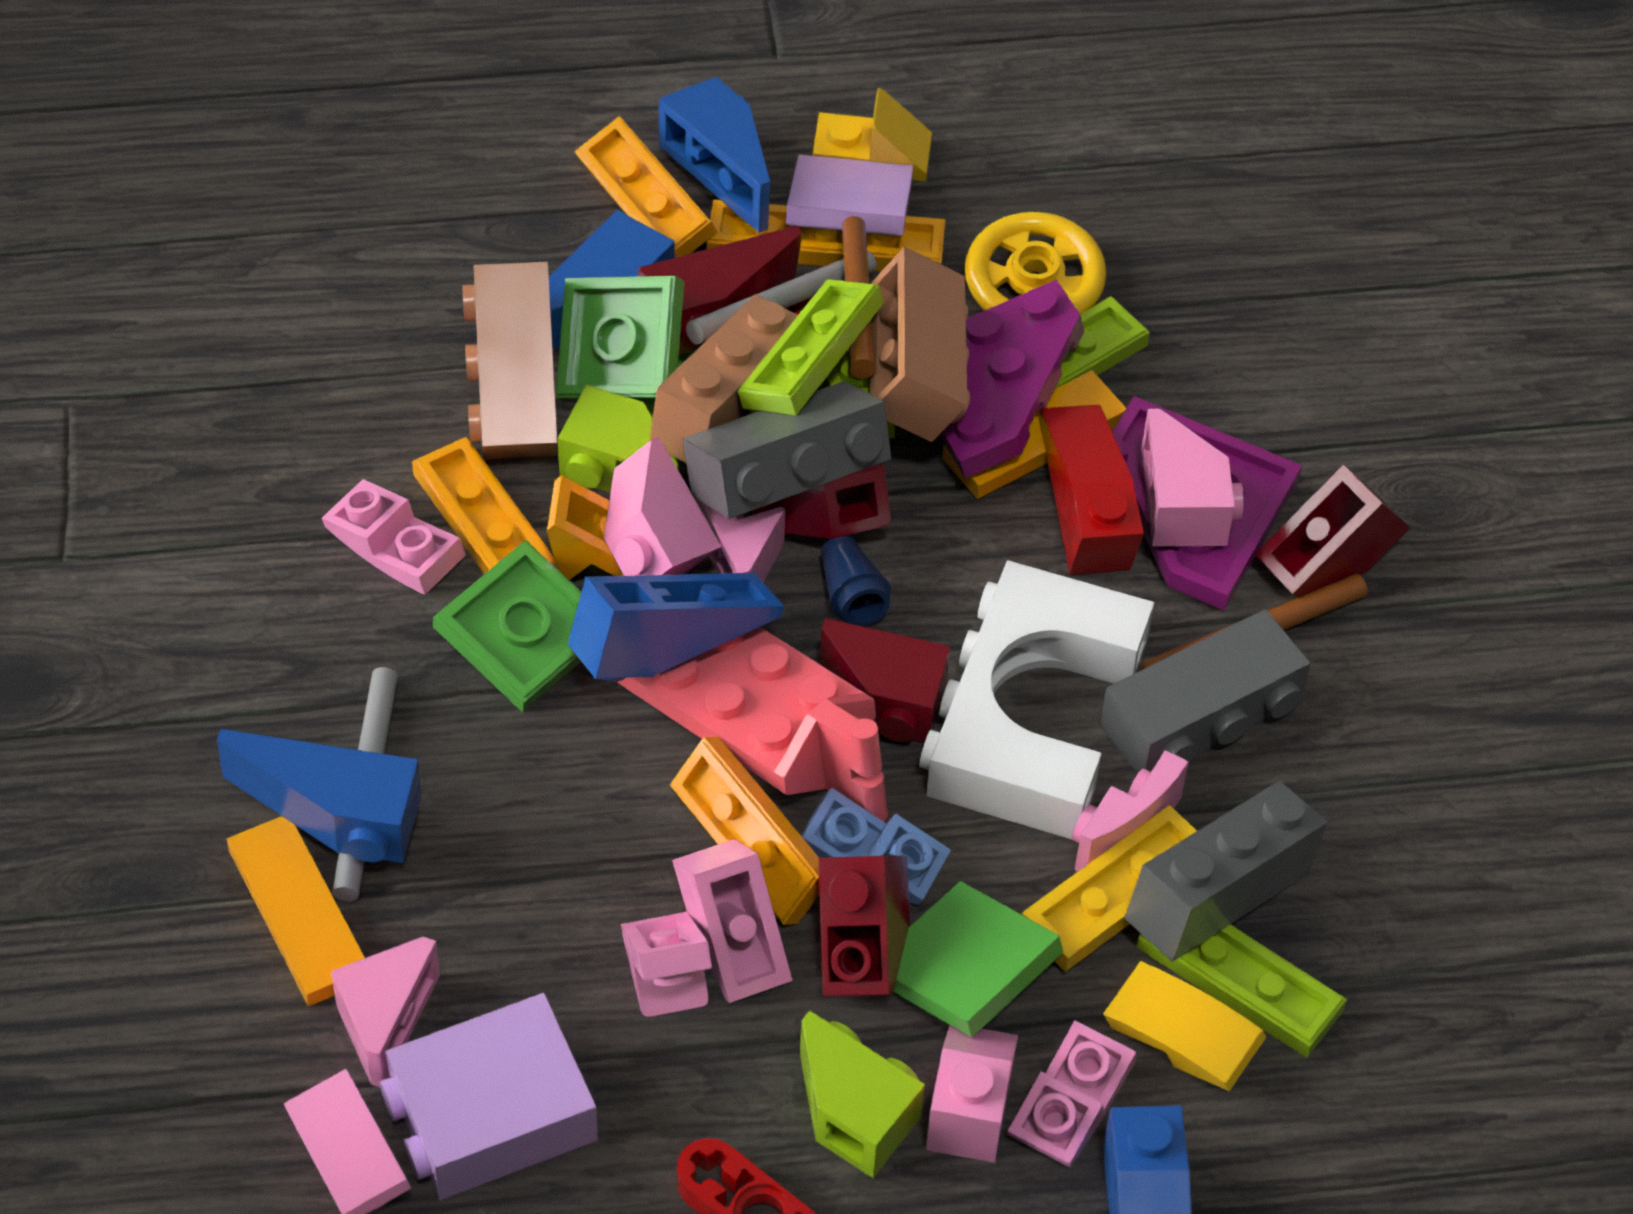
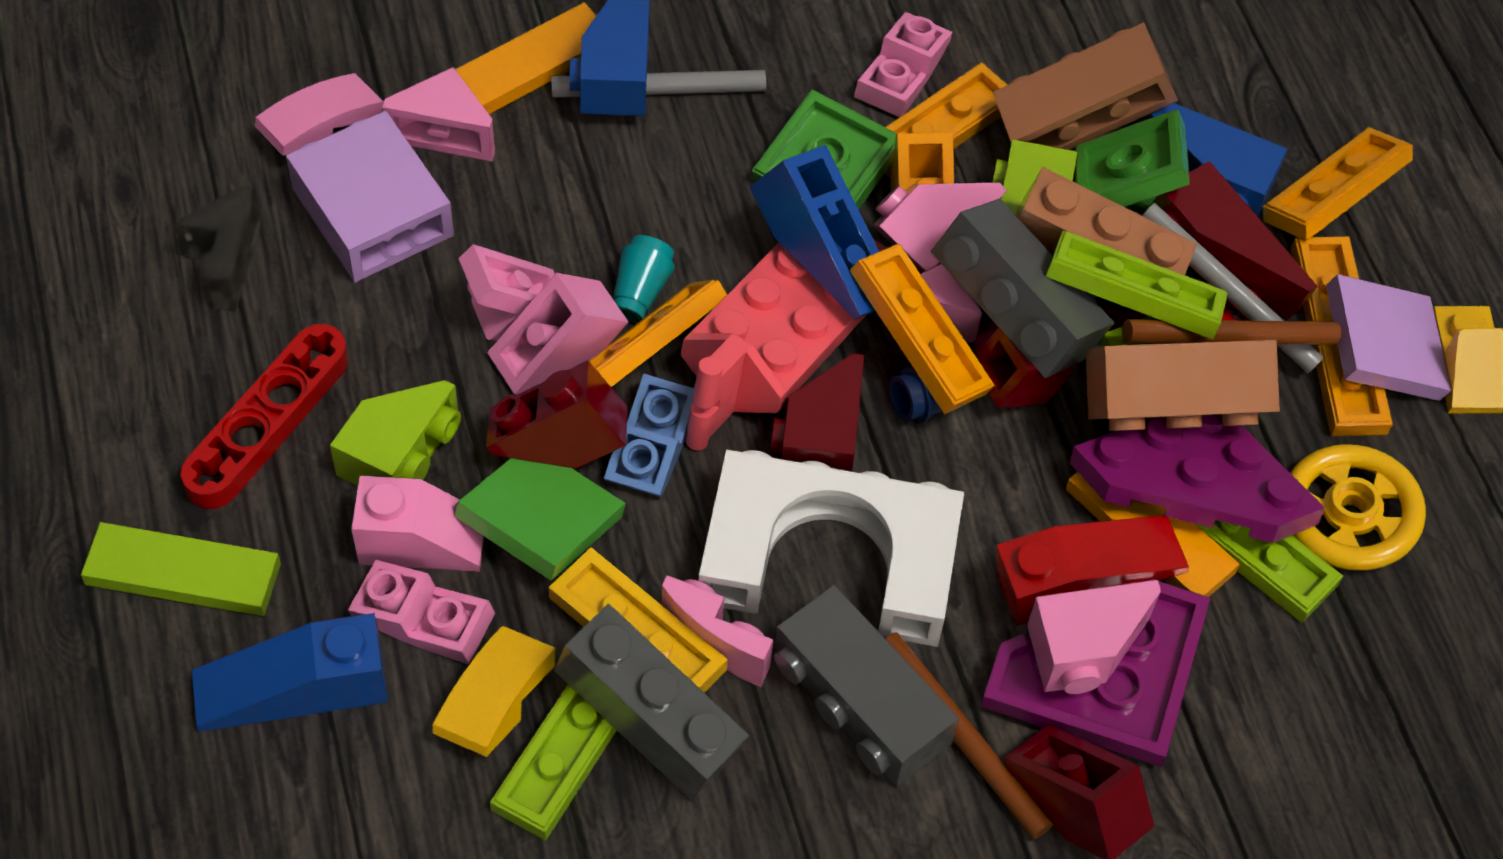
camera: 80 degrees right, 5 degrees up
(658, 826) = (641, 275): none -> teal cone
(718, 143) = (1405, 226): blue slope -> none
(803, 557) = (922, 328): none -> light orange tile

